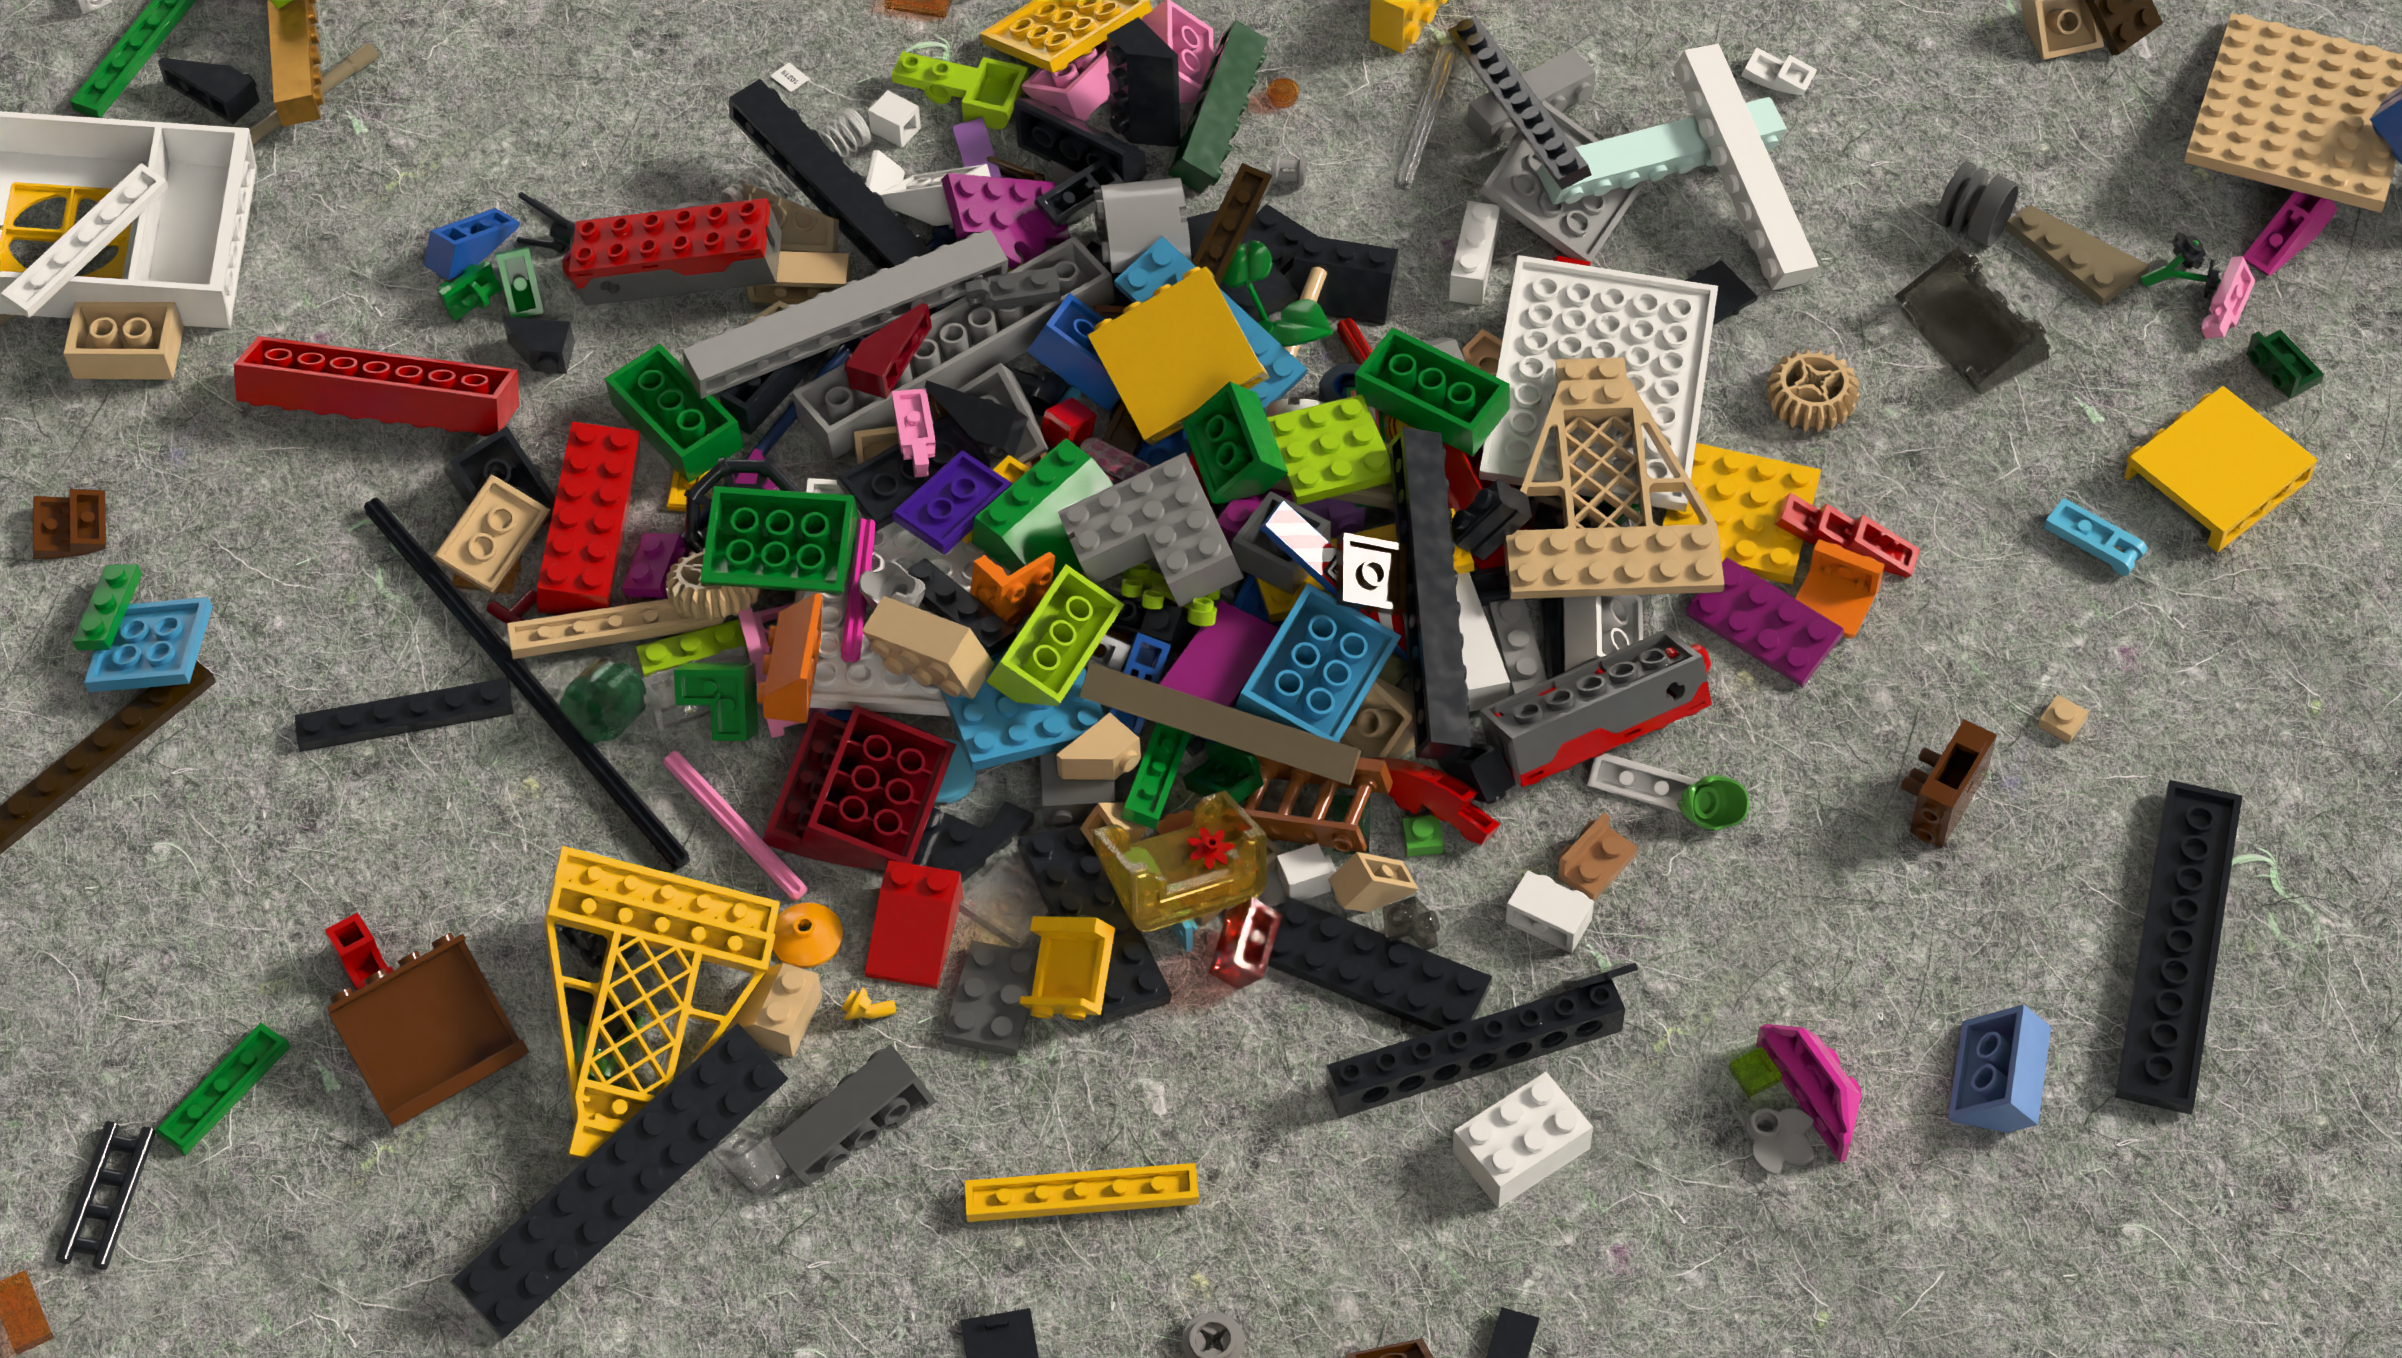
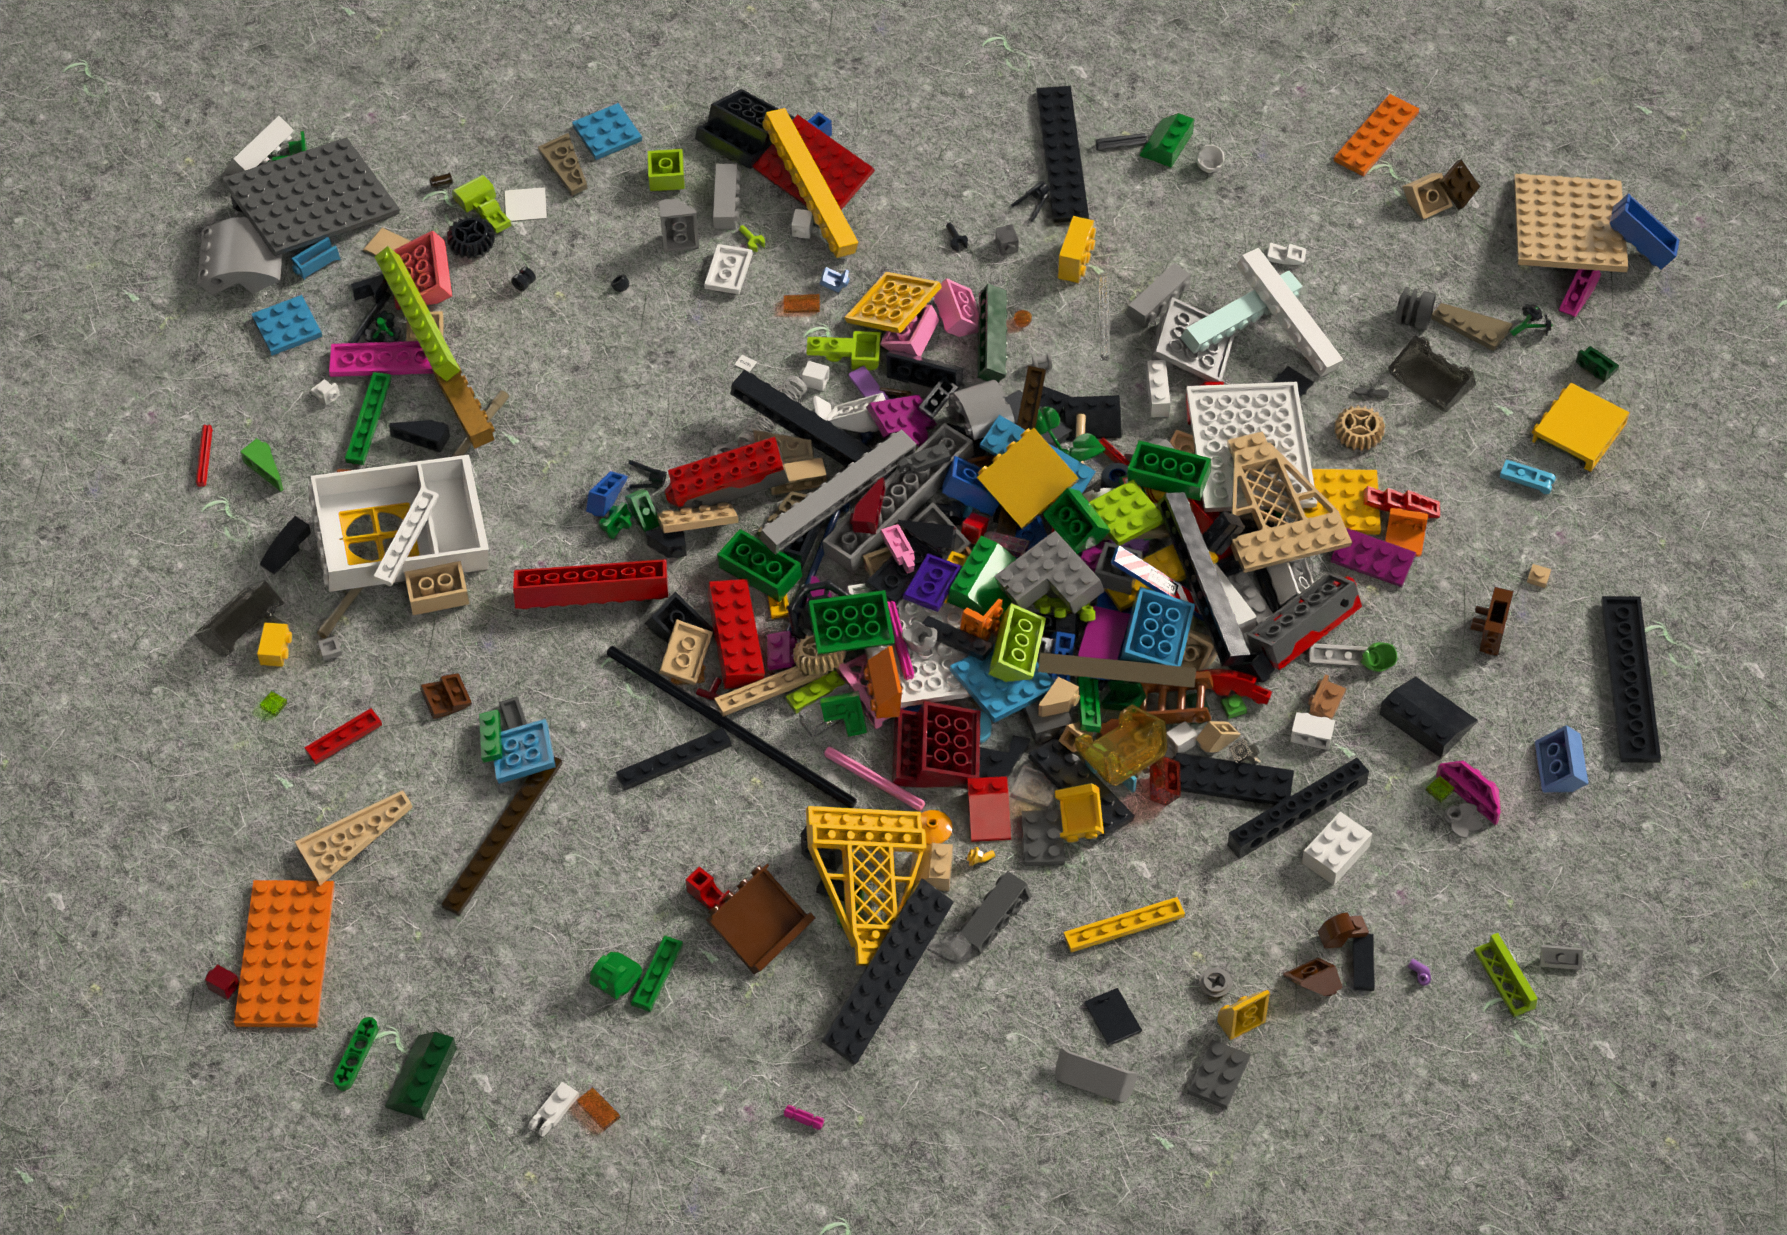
camera: 15 degrees left, 0 degrees up
(113, 1214) = (626, 1049): black bar -> none
(143, 1073) = (615, 974): none -> green piece
(167, 576) = (512, 713): none -> dark grey tile
(600, 312) = (697, 518): none -> tan plate
(604, 700) = (784, 727): clear green brick -> none
(927, 648) = (954, 663): tan brick -> none
(1143, 86) = (954, 332): black slope -> none
(1210, 847) = (1132, 735): red plant -> none
(1371, 574) = (1172, 575): plate -> none
(1479, 1292) = (1341, 927): none -> reddish brown brick
(1519, 103) = (1159, 300): plate -> none
(1600, 975) = (1349, 757): black piece -> none
(1772, 930) = (1426, 716): none -> black slope
(1856, 334) = (1371, 392): none -> dark grey piece
(2229, 299) = (1559, 334): bright pink hinge -> none

